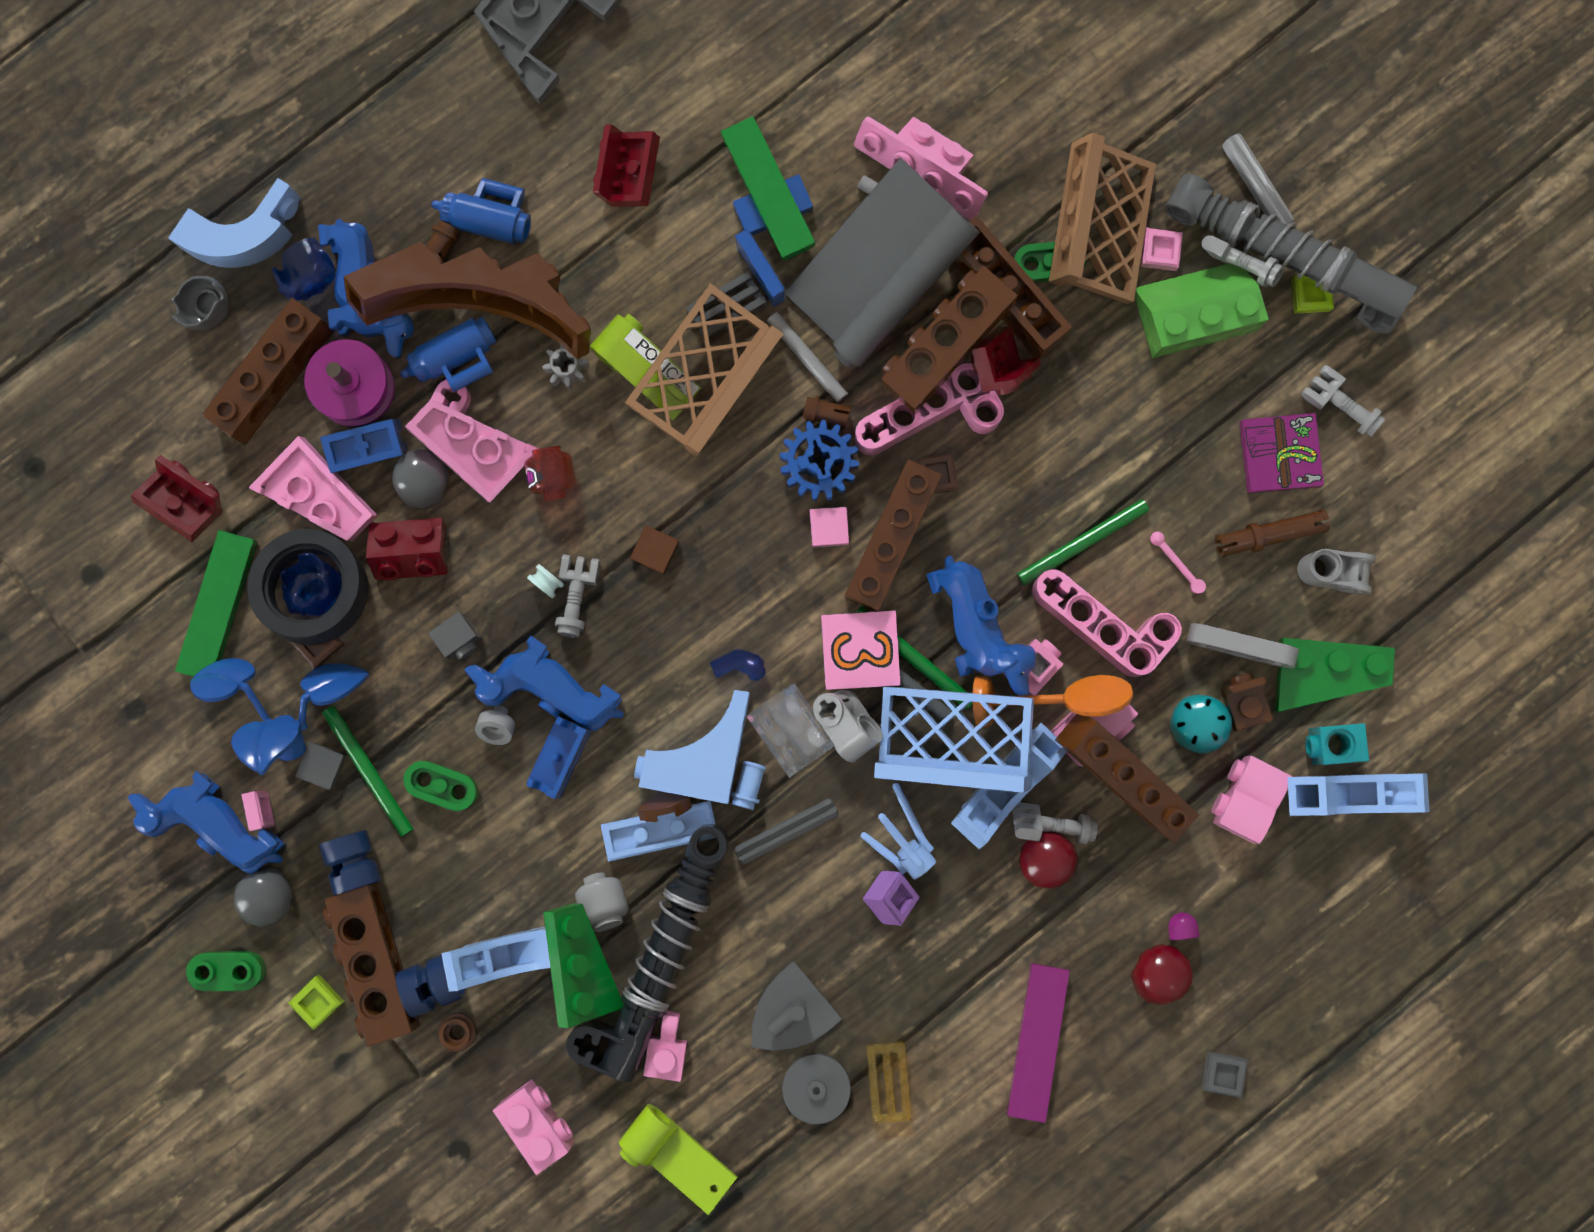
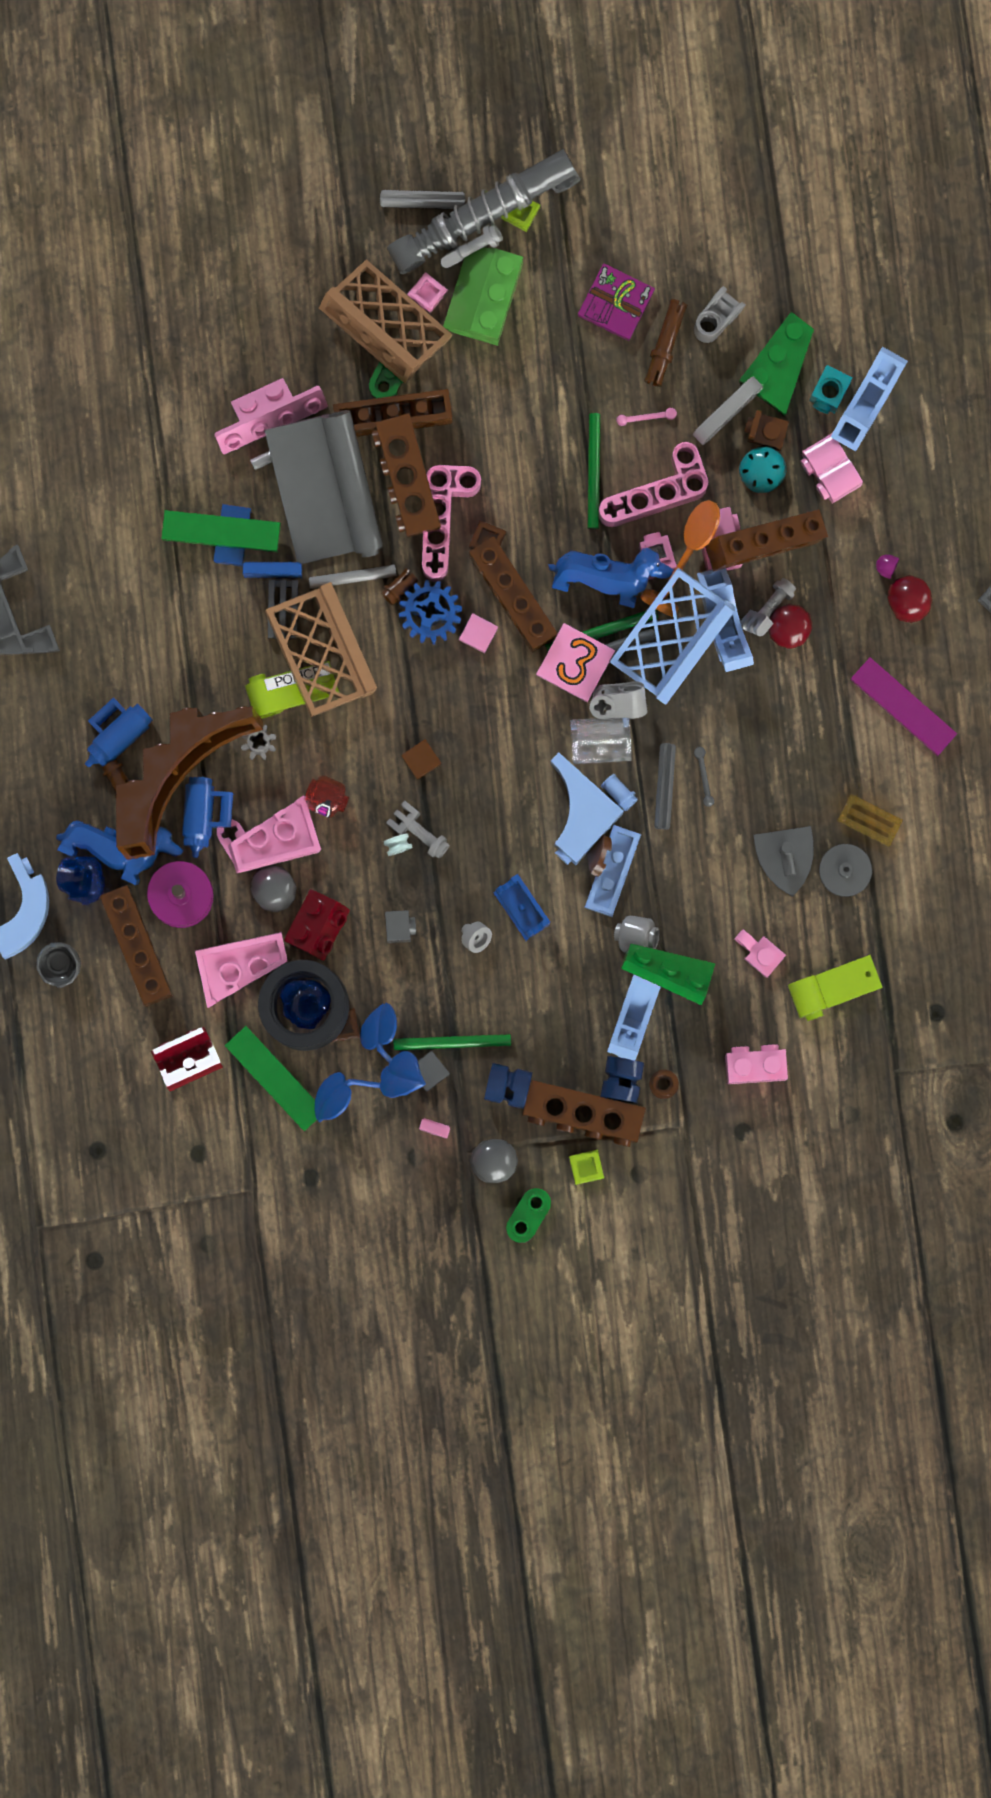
camera: 65 degrees left, 0 degrees up
(211, 820) = (420, 1163): blue animal -> none
(363, 445) = (228, 910): blue hinge -> none
(442, 785) = (493, 997): green plate -> none
(547, 681) = (468, 883): blue animal -> none
(625, 167) = (145, 617): dark red bracket -> none
(647, 994) = (703, 924): black piece -> none
(742, 661) = (533, 746): clear blue arm -> none
(847, 846) = (700, 753): none -> dark grey hinge
(891, 898) = (751, 744): medium lavender slope -> none
(914, 857) = (733, 711): light blue plant -> none
(999, 363) = (442, 451): dark red bracket -> none
(1330, 392) = (595, 243): light grey hinge -> none

